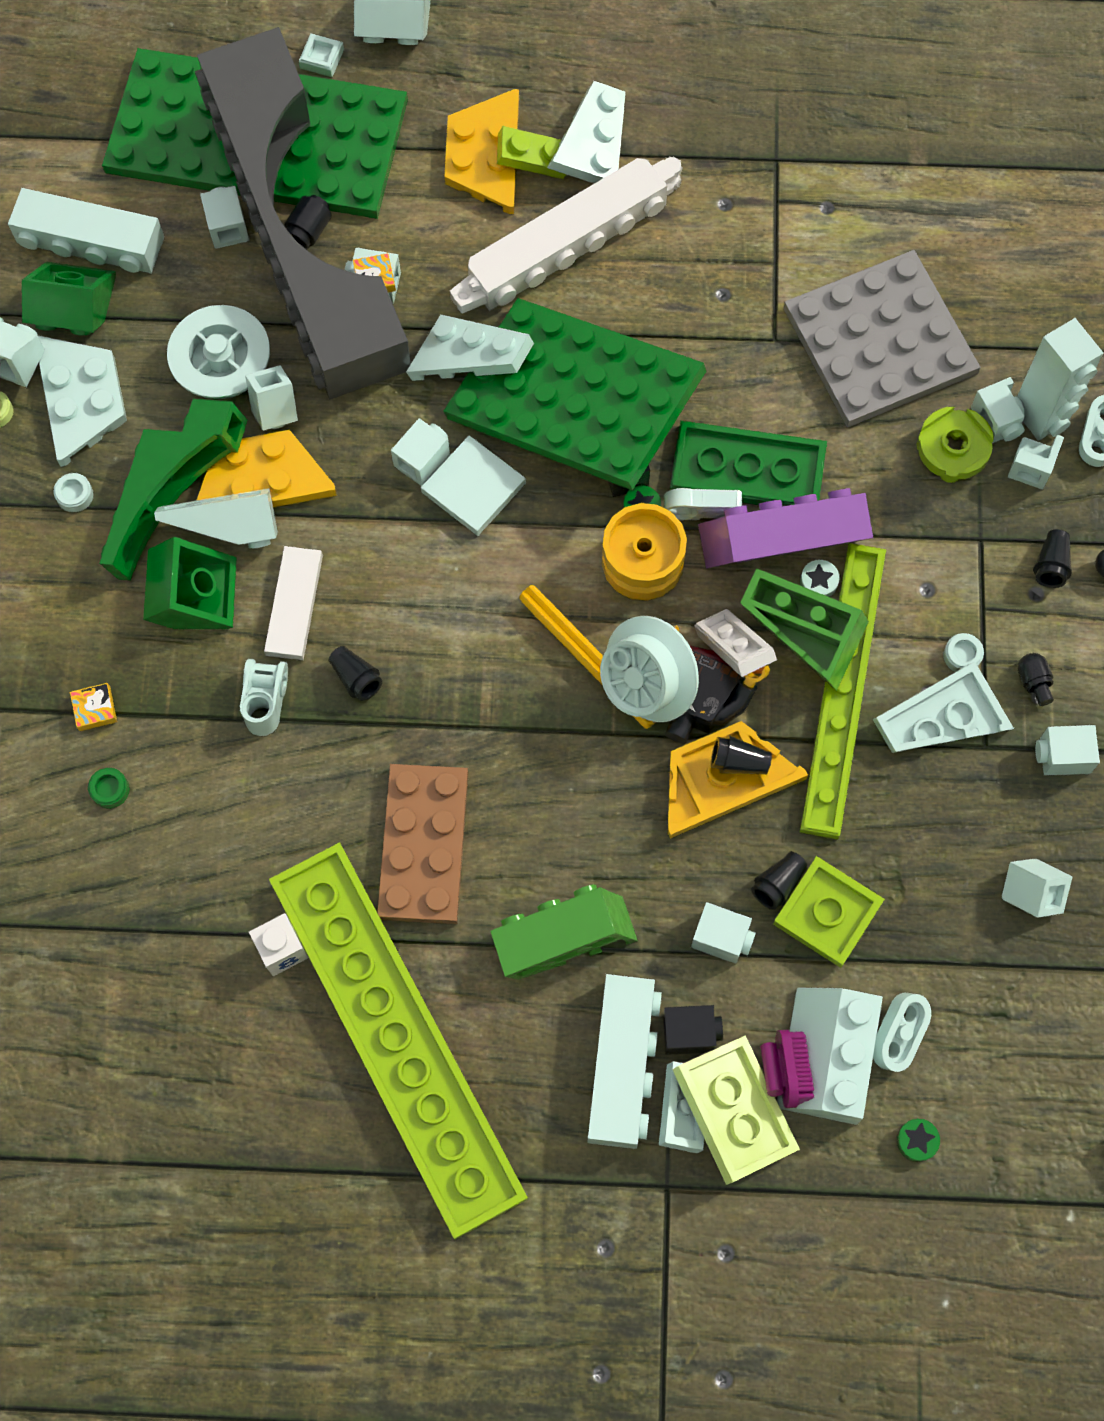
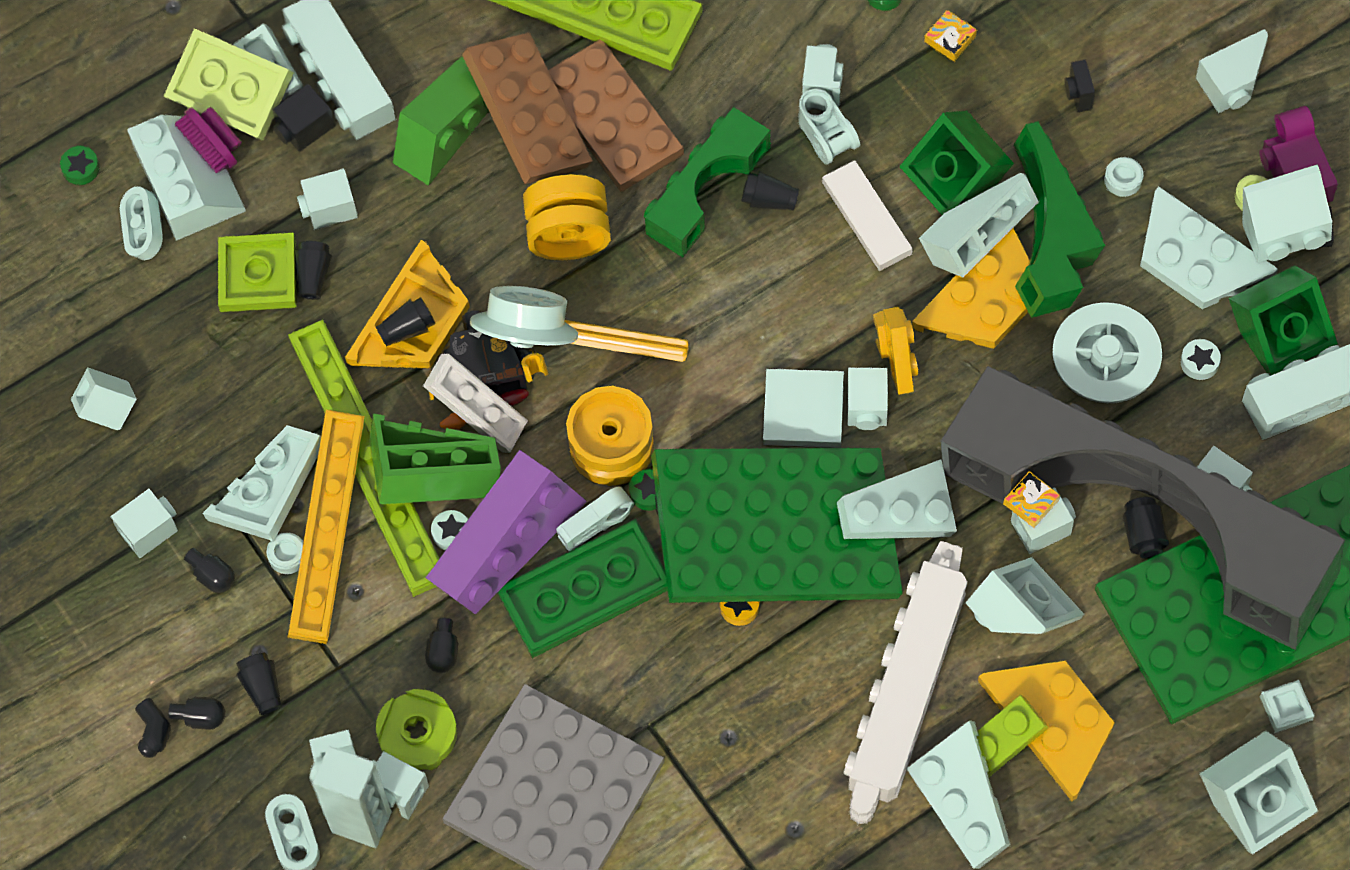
camera: 145 degrees right, 5 degrees down
(37, 580) = (1080, 86): none -> black plate
(152, 316) = (1200, 359): none -> light aqua tile
(226, 742) = (823, 71): none -> light aqua brick
(271, 398) = (1027, 345): light aqua brick -> none
(352, 733) = (733, 147): none -> green arch
(366, 459) = (893, 342): none -> yellow plate
(439, 227) = (1022, 600): none -> light aqua slope
(494, 884) = (527, 108): none -> medium nougat plate
(540, 752) = (566, 217): none -> yellow wheel
(892, 491) = (442, 647): none -> black cylinder
(919, 645) = (326, 527): none -> yellow tile

